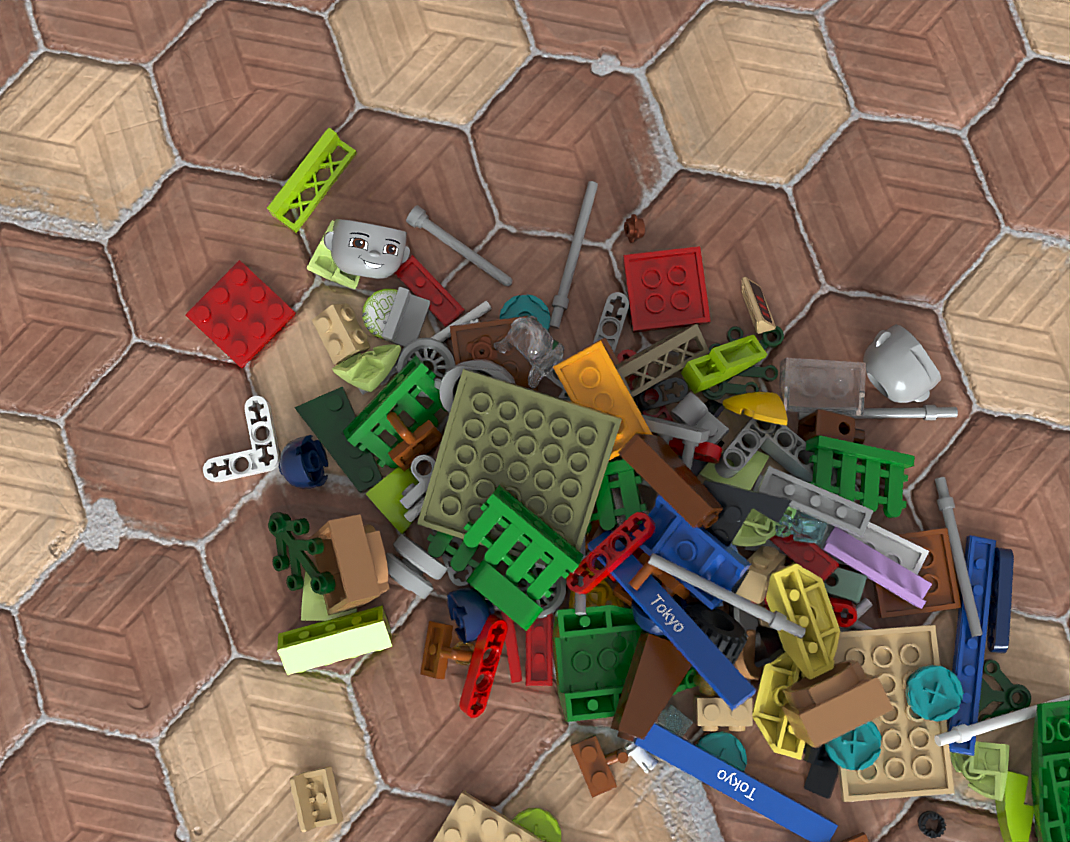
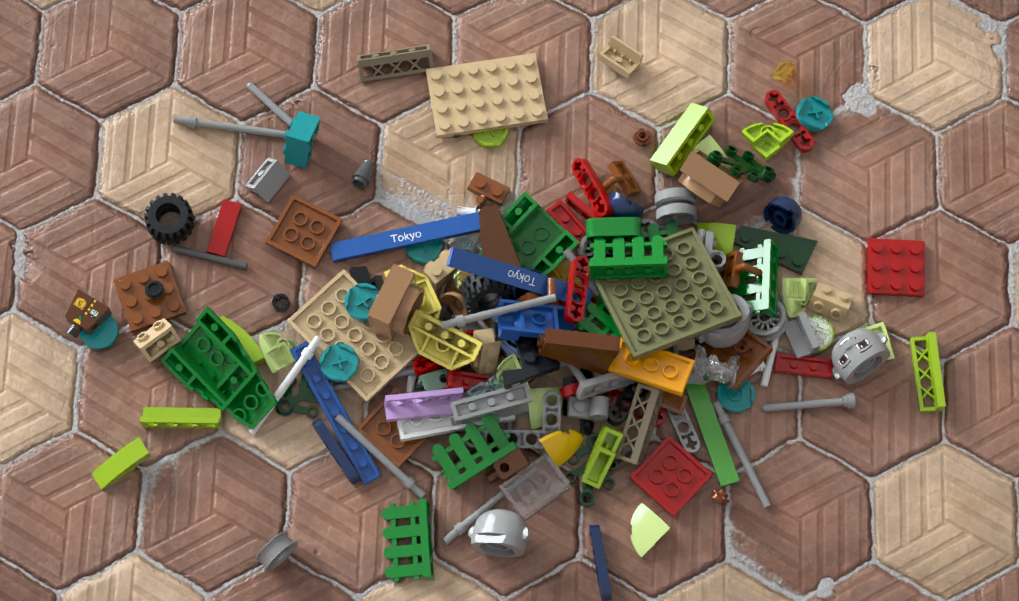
camera: 135 degrees right, 10 degrees down
(152, 627) = (783, 70): none -> clear yellow tile
(166, 550) = (814, 113): none -> teal tile
(205, 566) = (790, 120): none -> red beam
(242, 565) = (767, 139): none -> lime brick
(254, 455) = (815, 198): white beam -> none
(380, 687) = (642, 141): none -> copper plate
(588, 292) = (712, 434): none -> bright green tile
(736, 257) = (646, 529): none -> yellowish green brick
(757, 306) = (610, 507): tan slope -> none
(812, 261) = (600, 562): none -> dark blue beam
(971, 441) = (414, 550): none -> green fence

